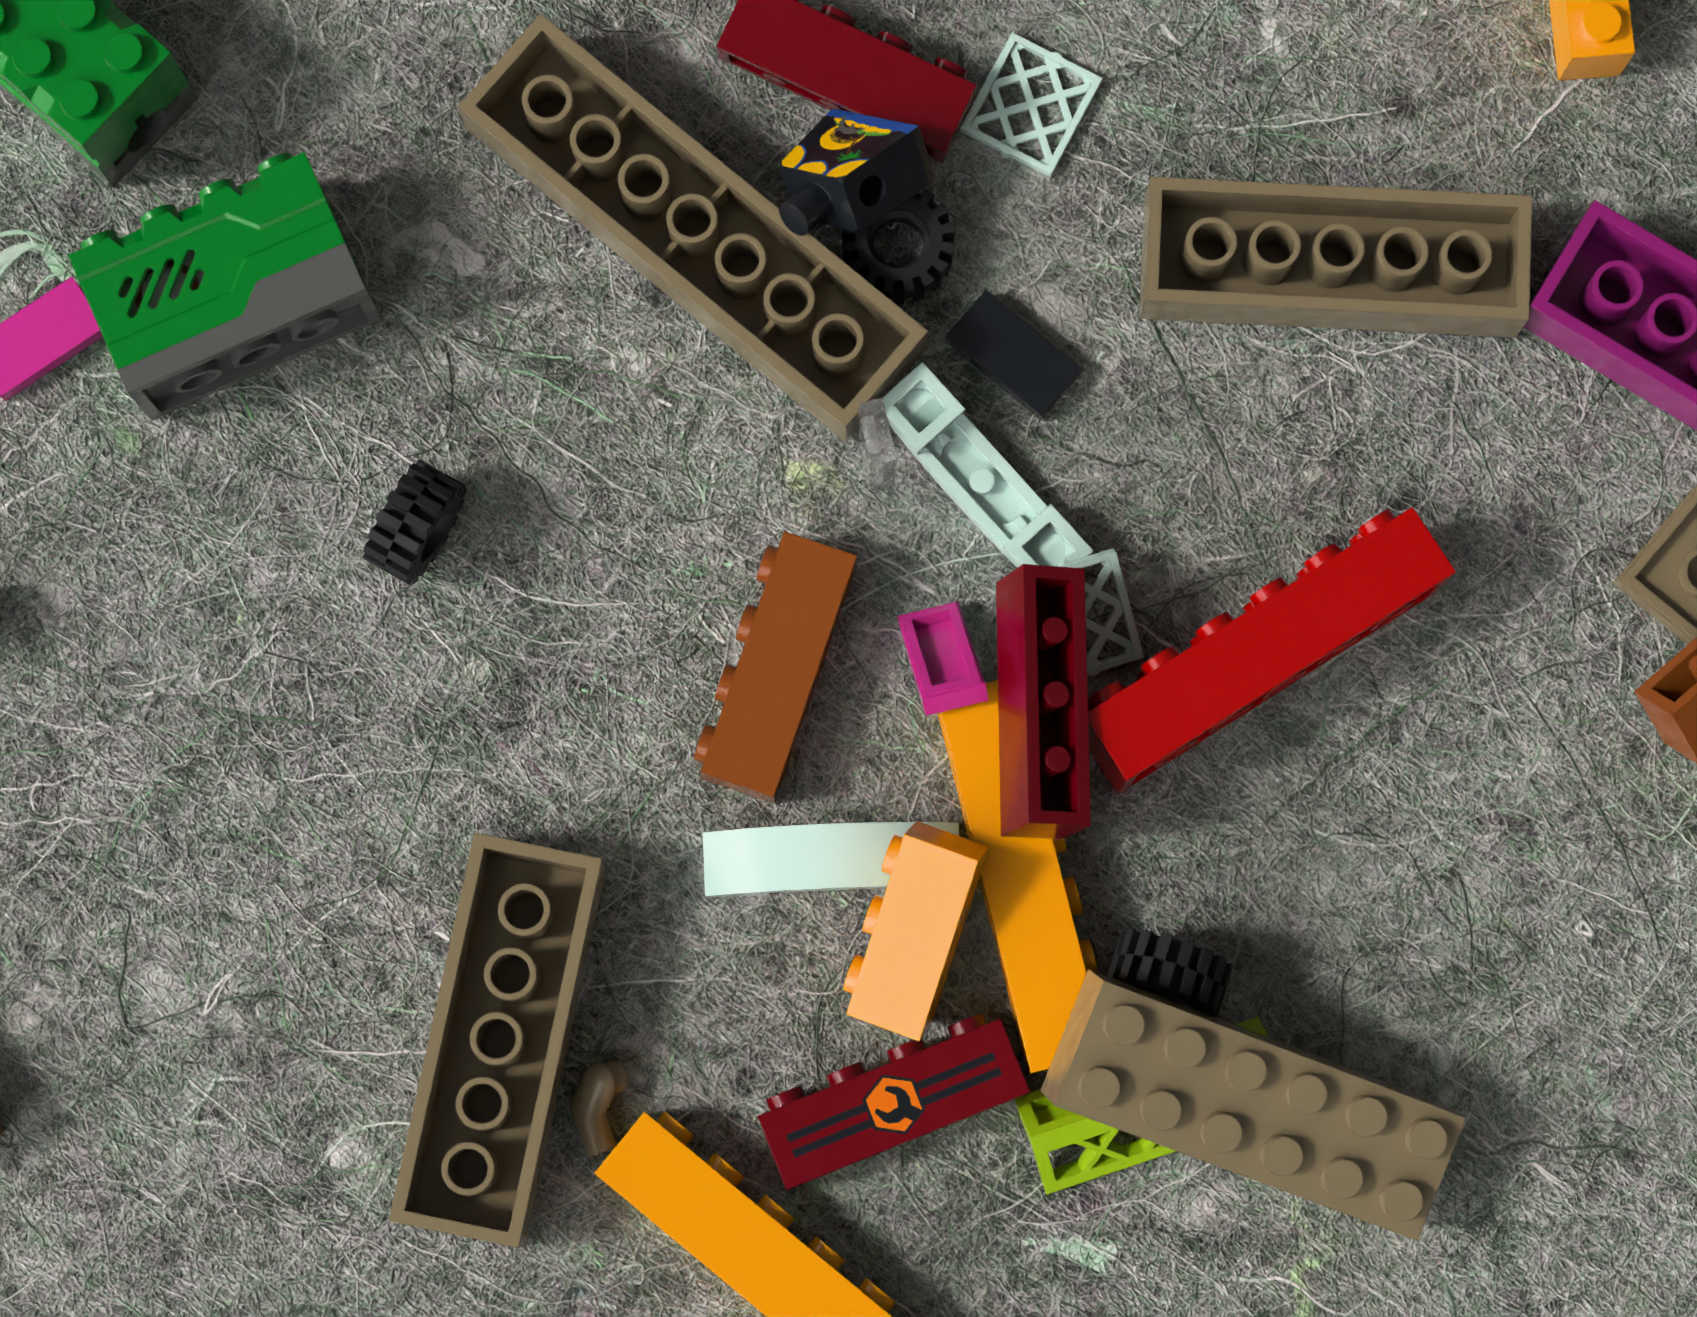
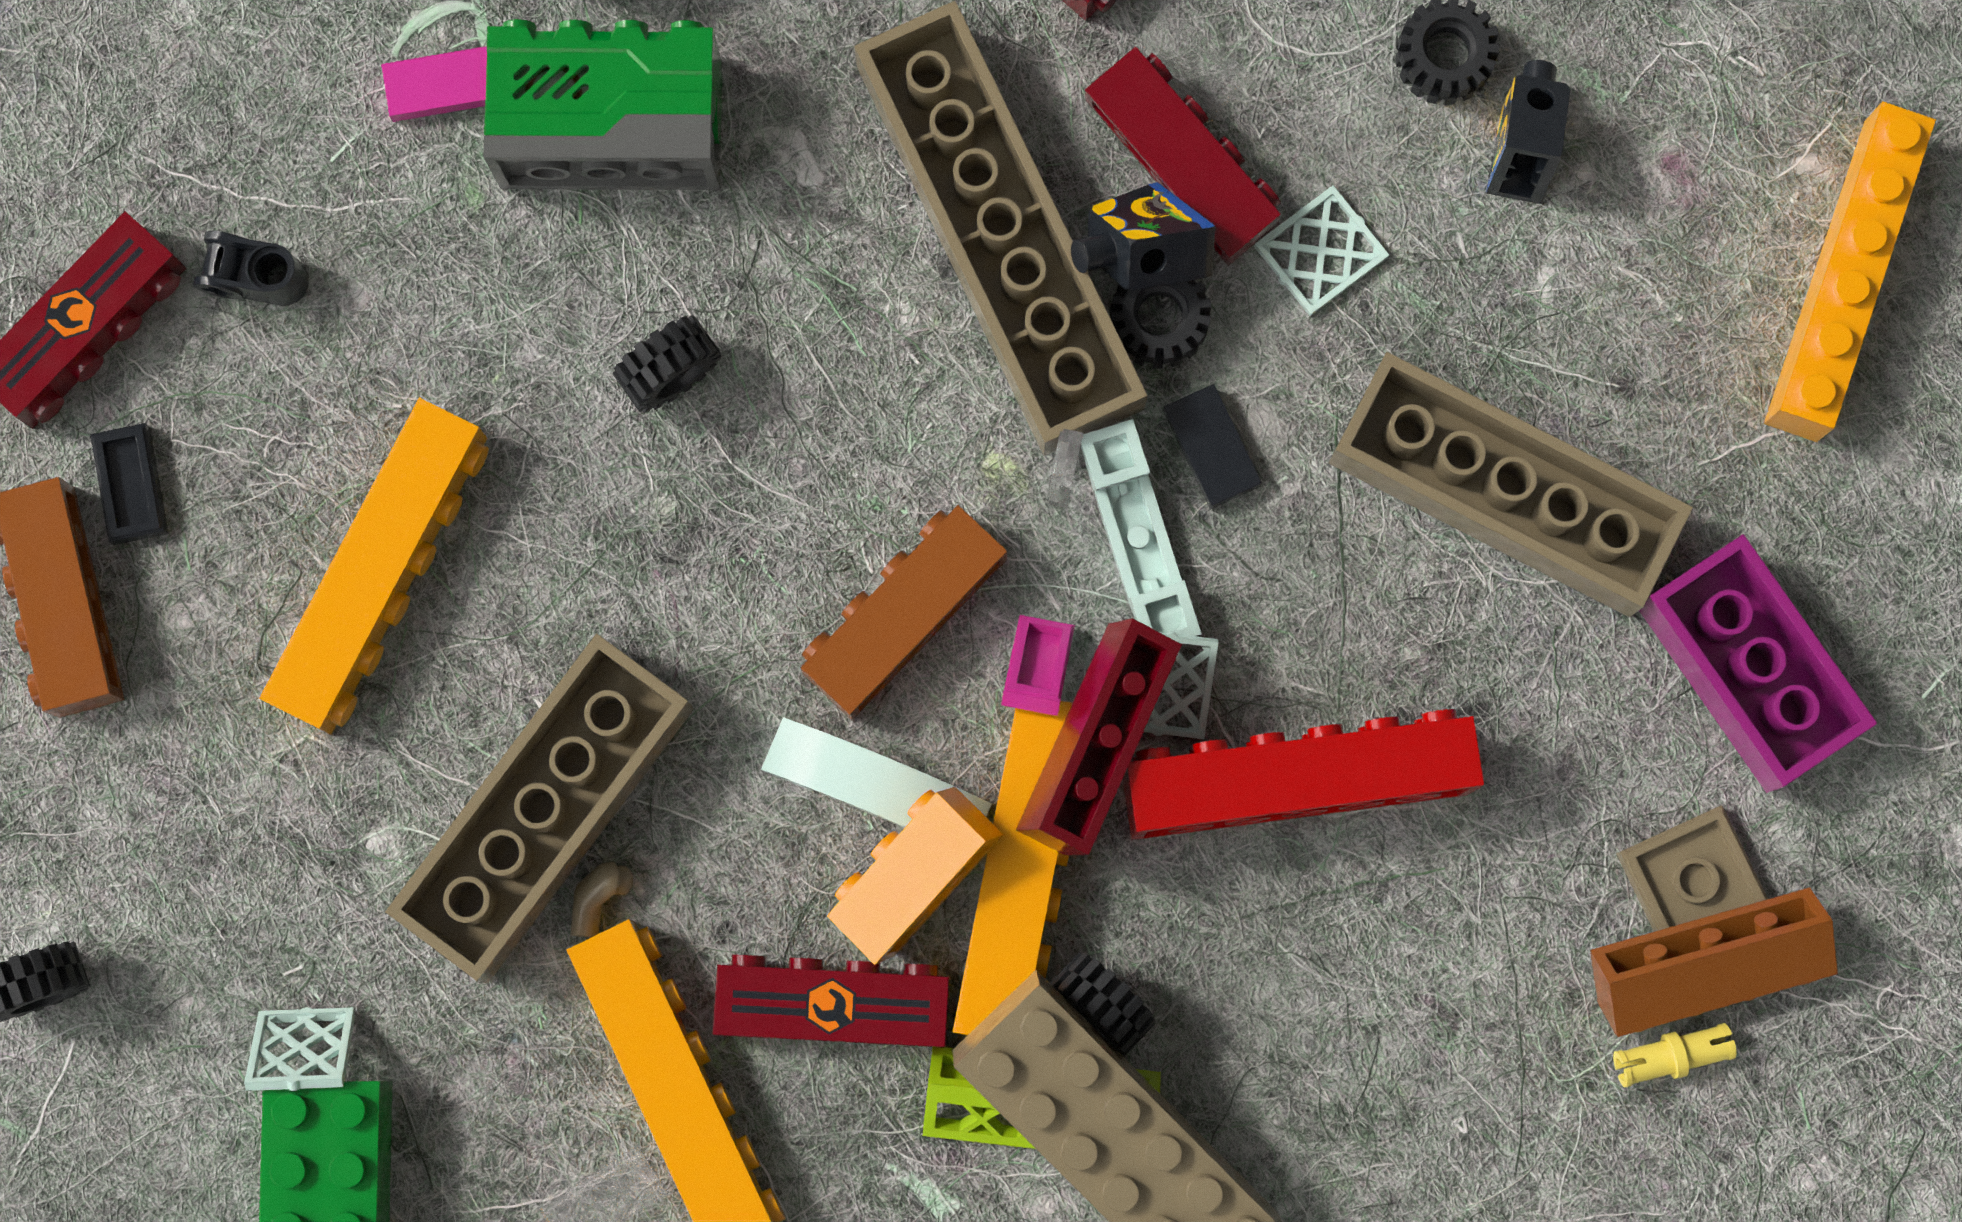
camera: 25 degrees right, 0 degrees up
(207, 871) = (376, 566): none -> light orange brick

